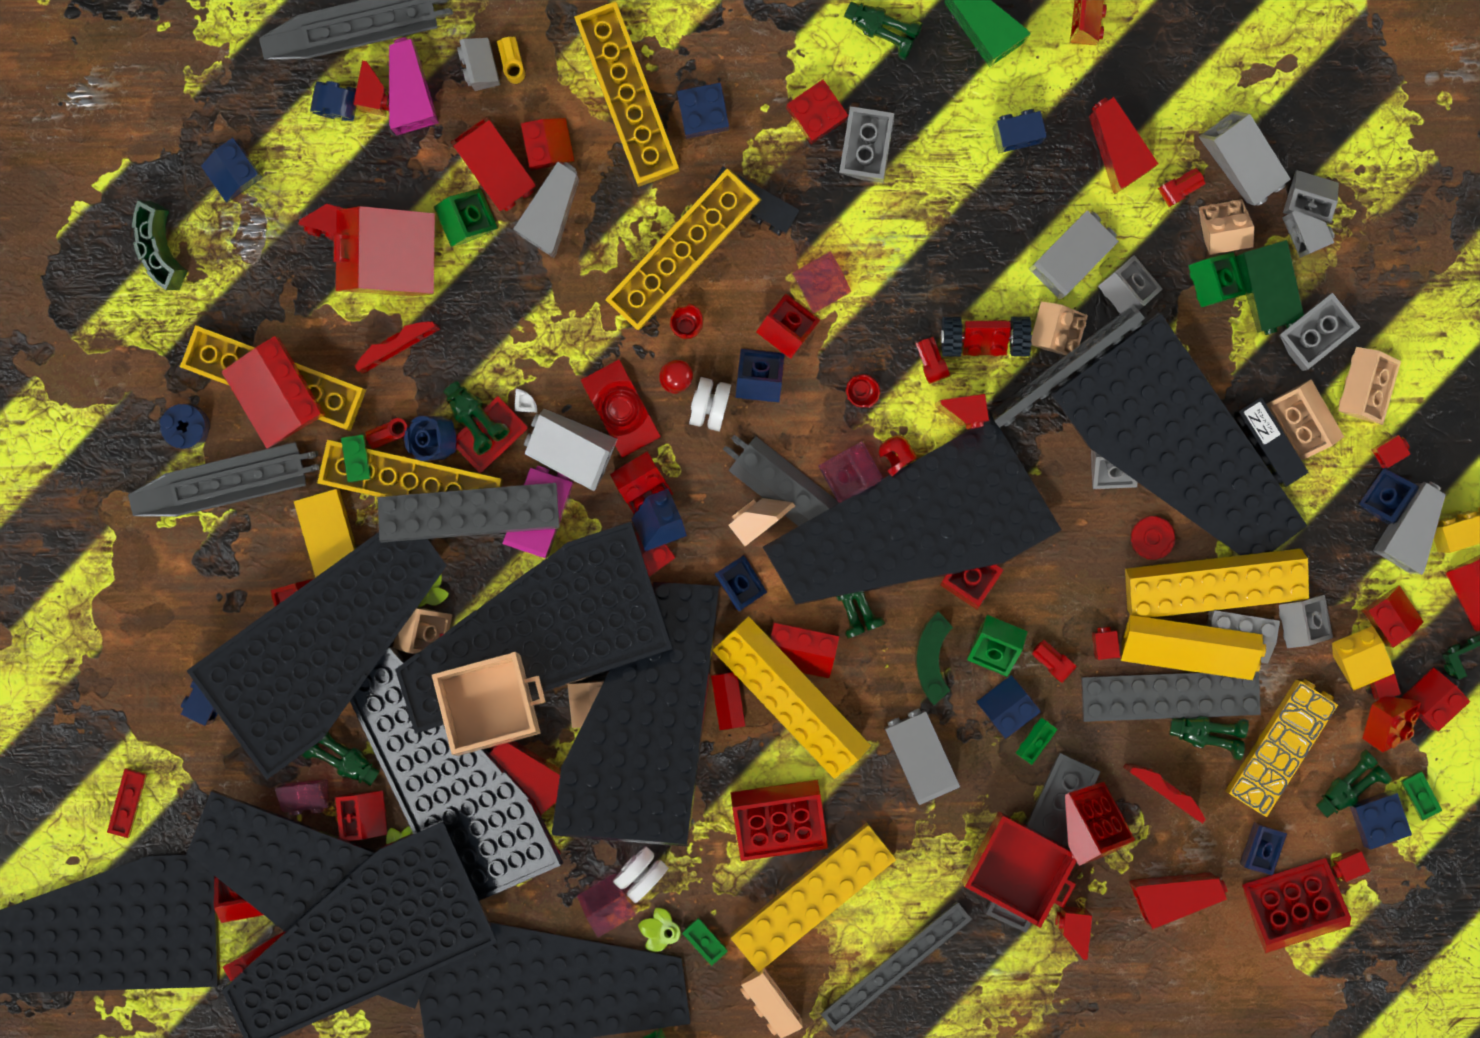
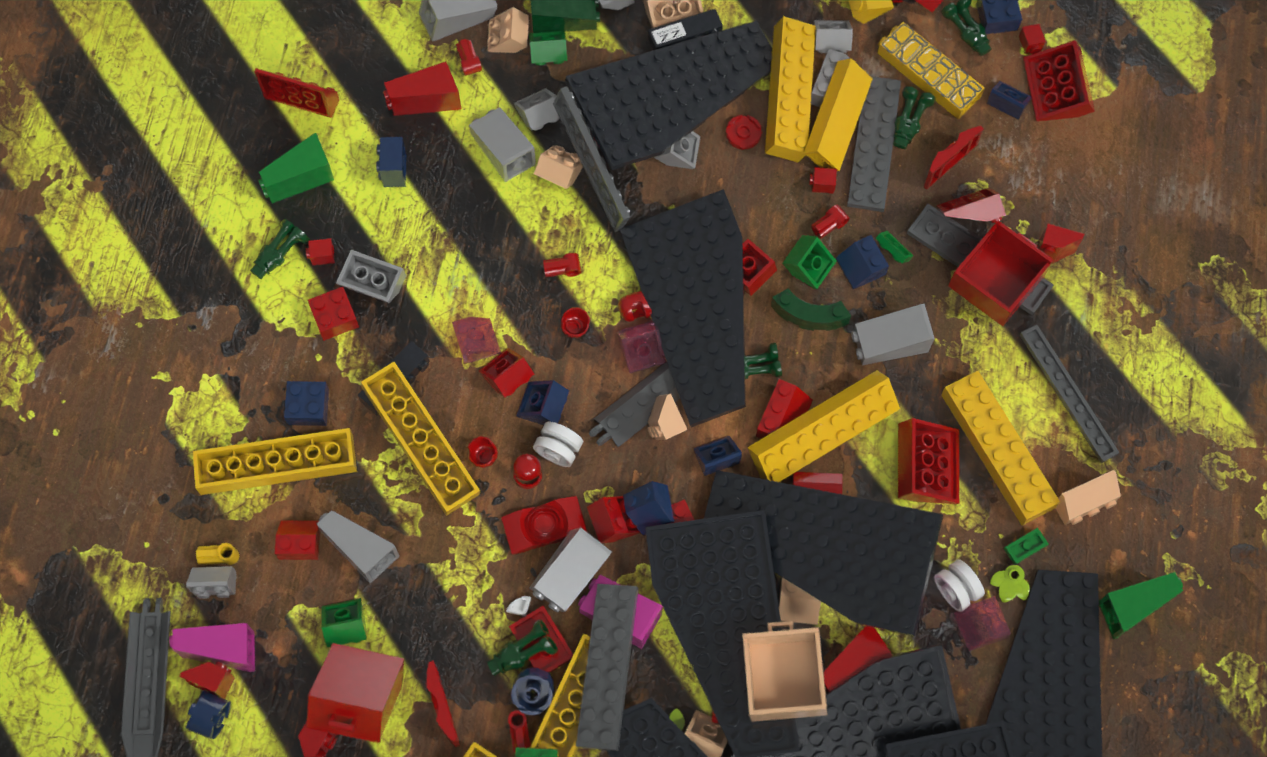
camera: 80 degrees left, 20 degrees down
(493, 164) = (302, 587): red slope -> none
(890, 77) = (321, 252): none -> red brick
(965, 411) = (610, 241): red slope -> none
(986, 337) = (552, 219): plate -> none
(1177, 896) = (1041, 167): red slope -> none

